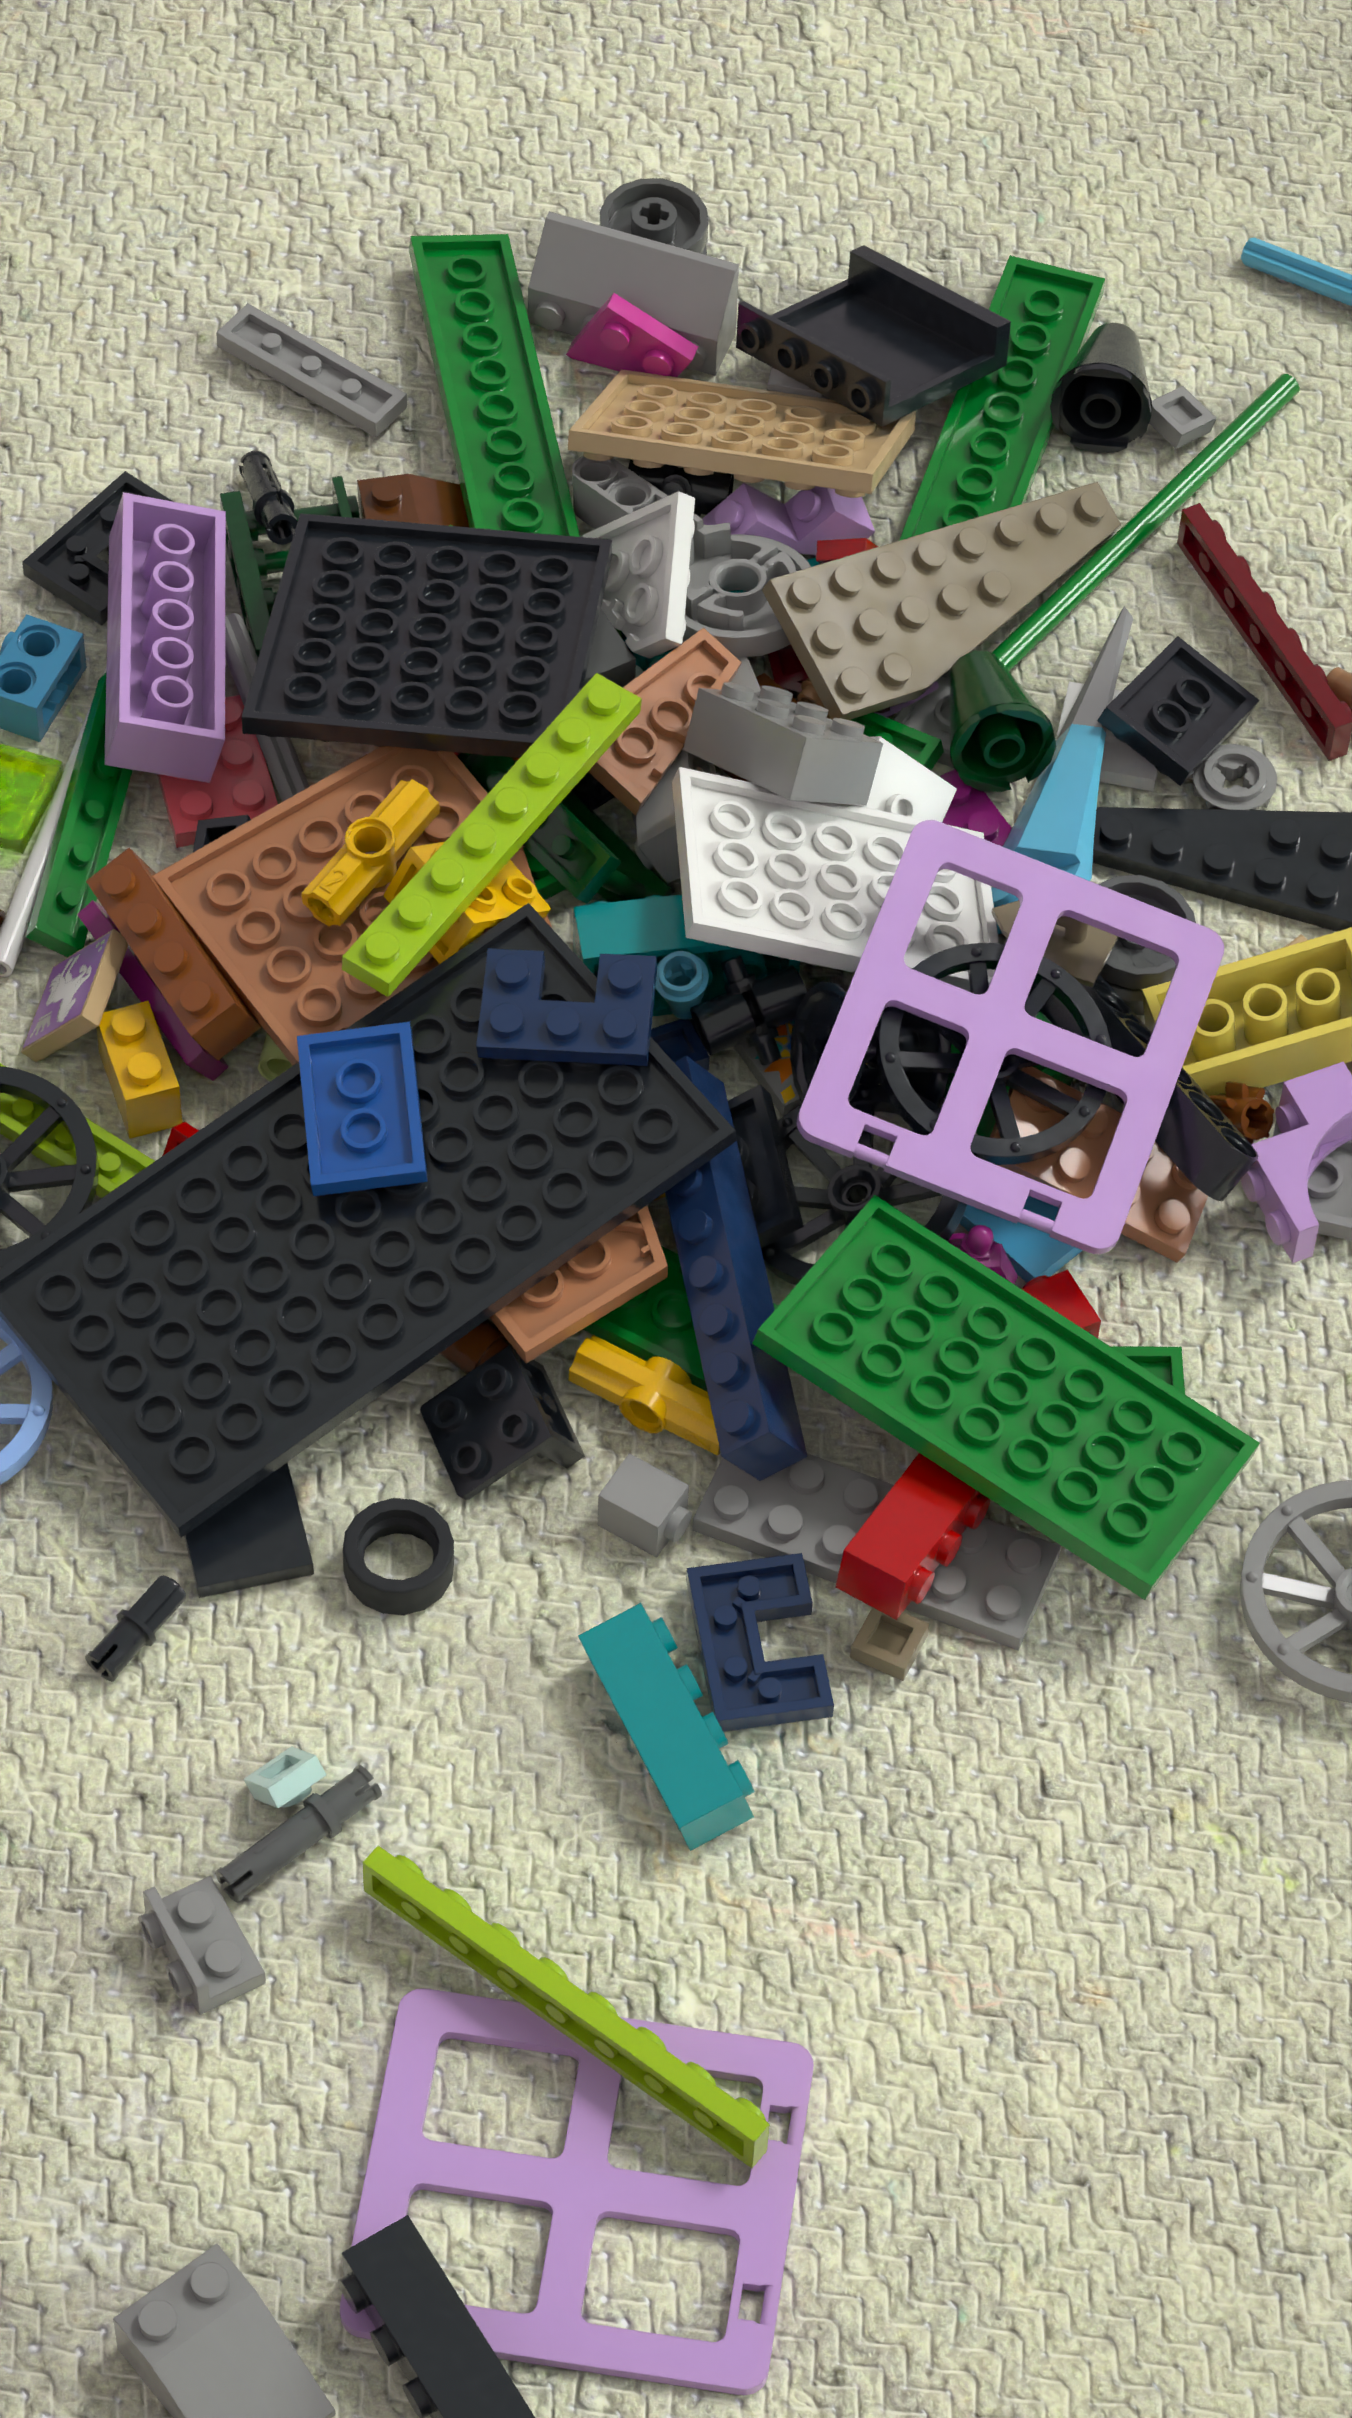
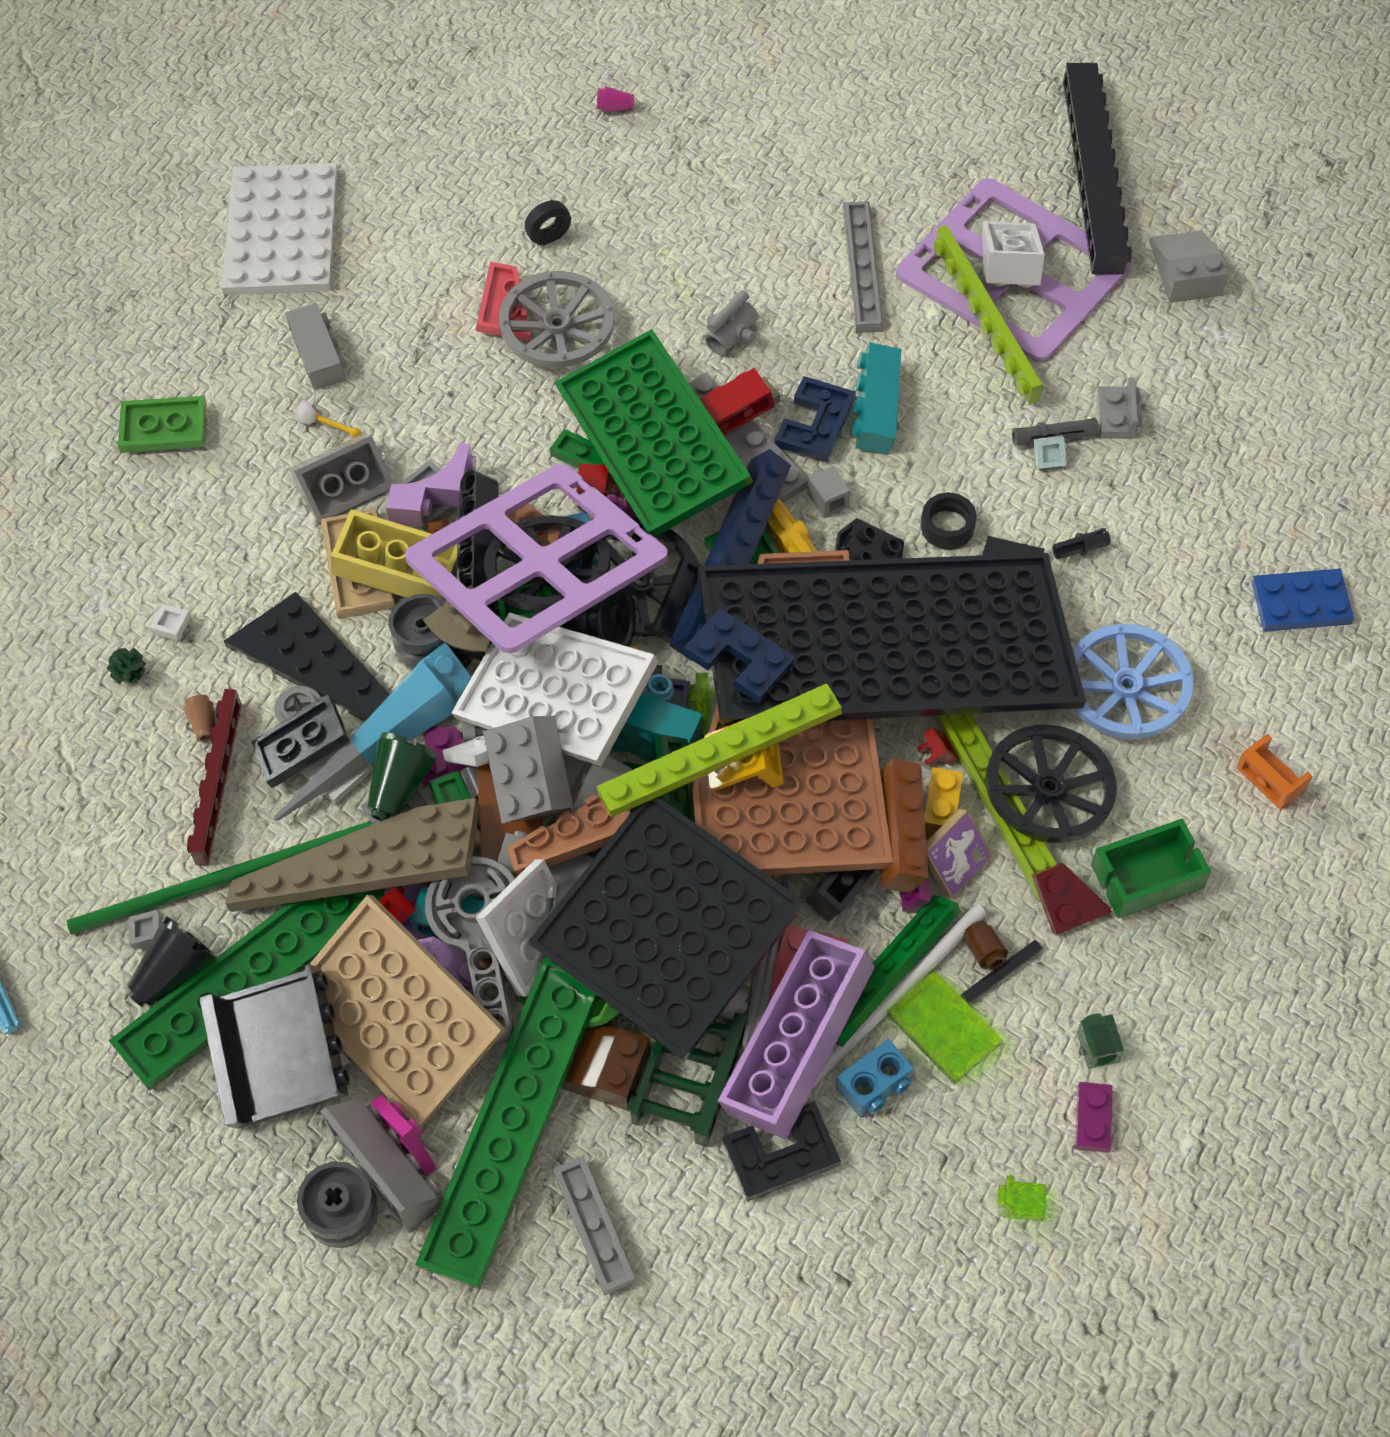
camera: 145 degrees left, 5 degrees up
(271, 503) = (679, 1122): black pin -> none
(354, 874) = (763, 805): yellow piece -> none
(361, 1109) = (866, 661): blue plate -> none
(598, 2184) = (1012, 254): none -> white slope
(886, 2038) = (862, 267): none -> light grey tile
(1038, 1747) = (731, 324): none -> light grey pin

